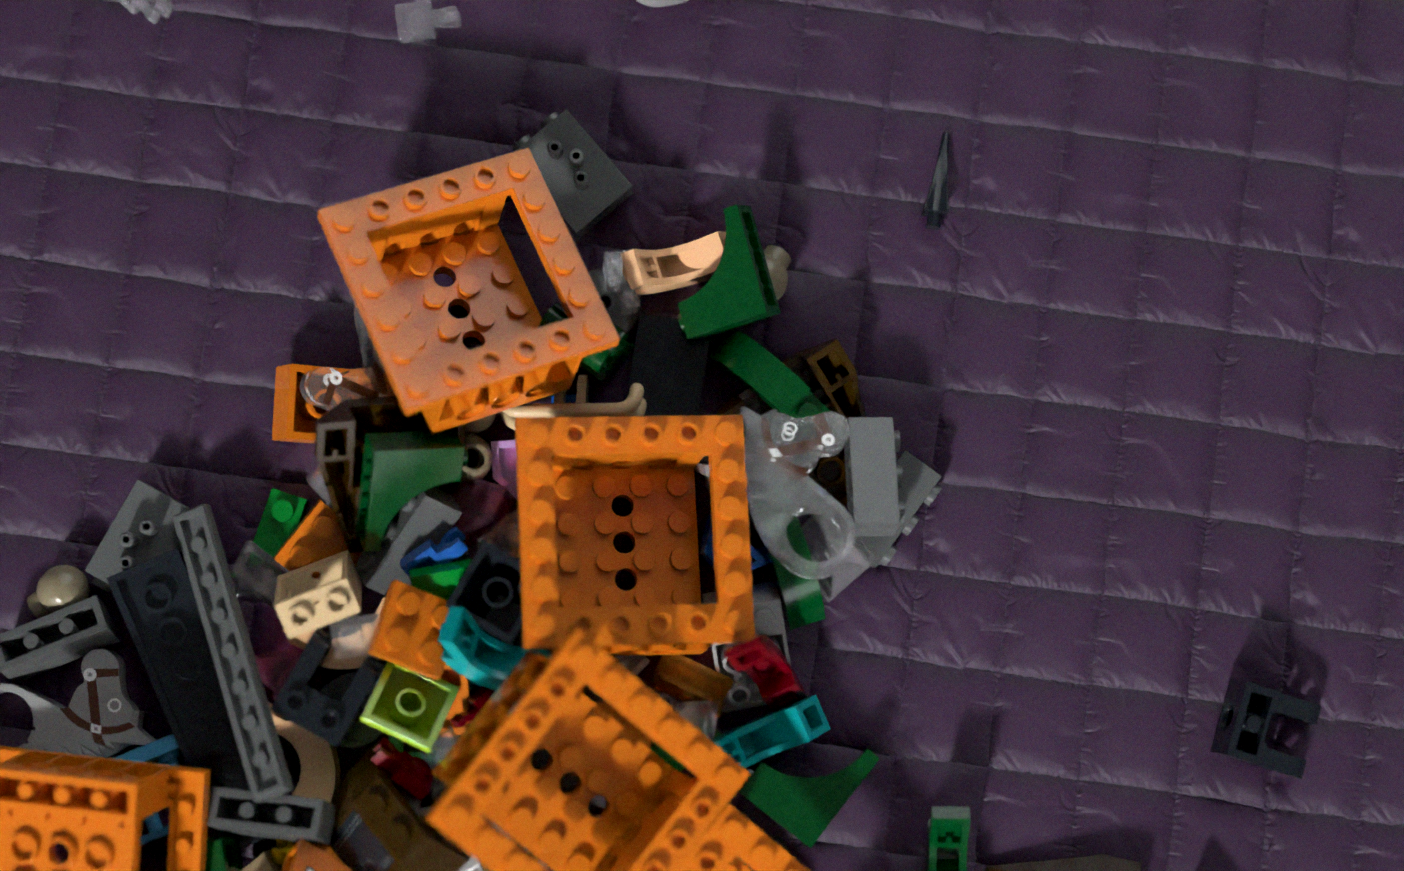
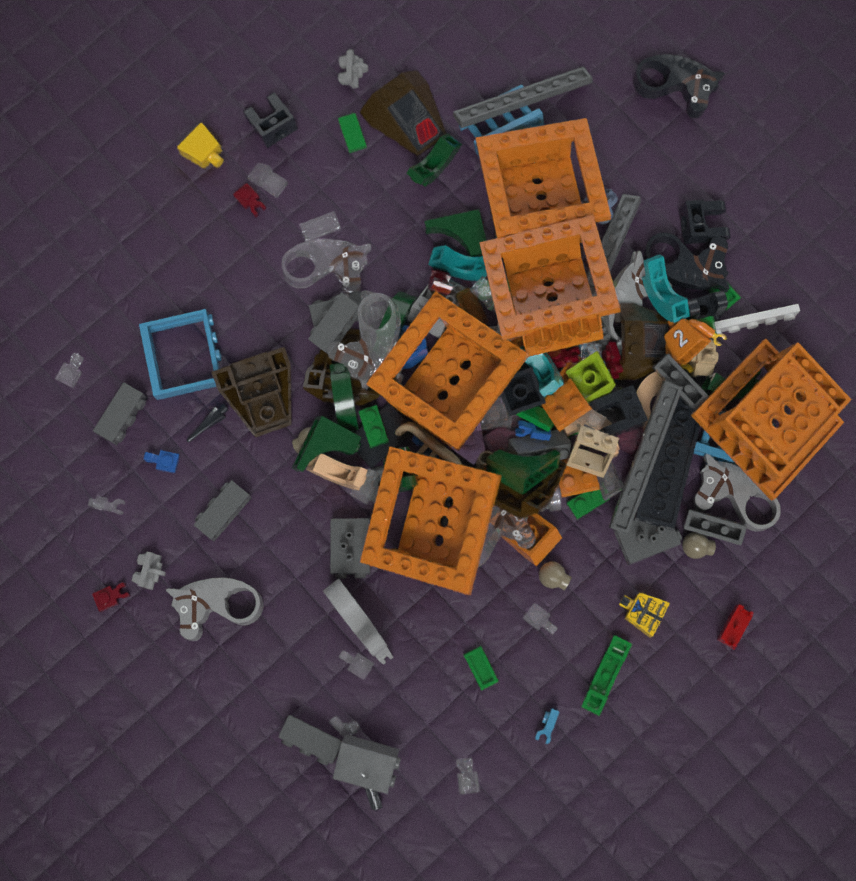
camera: 135 degrees left, 5 degrees down
(51, 291) = (606, 675): none -> green slope
(64, 429) = (644, 612): none -> torso
(82, 165) = (549, 720): none -> dark azure plate
(214, 295) = (538, 618): none -> clear plate
(239, 374) = (553, 576): none -> dark tan piece
(242, 160) = (481, 668): none -> green tile
(477, 74) = (357, 620): none -> light grey animal
(687, 375) = (373, 426): none -> green plate
(804, 73) = (222, 510): none -> dark grey brick
(907, 289) = (258, 390): none -> dark brown wedge
(951, 78) = (165, 460): none -> blue plate
(963, 597) = (329, 256): none -> clear animal
(1034, 617) = (320, 226): none -> clear hinge
(1077, 88) = (120, 414): none -> dark grey brick
(1103, 203) = (172, 322): none -> dark azure window
(1121, 817) = (352, 133): none -> green tile
(1185, 629) = (268, 180): none -> clear slope
(1189, 574) = (248, 198): none -> dark red plate
(1210, 88) = (69, 373): none -> clear plate
(1330, 594) = (201, 148): none -> yellow torso

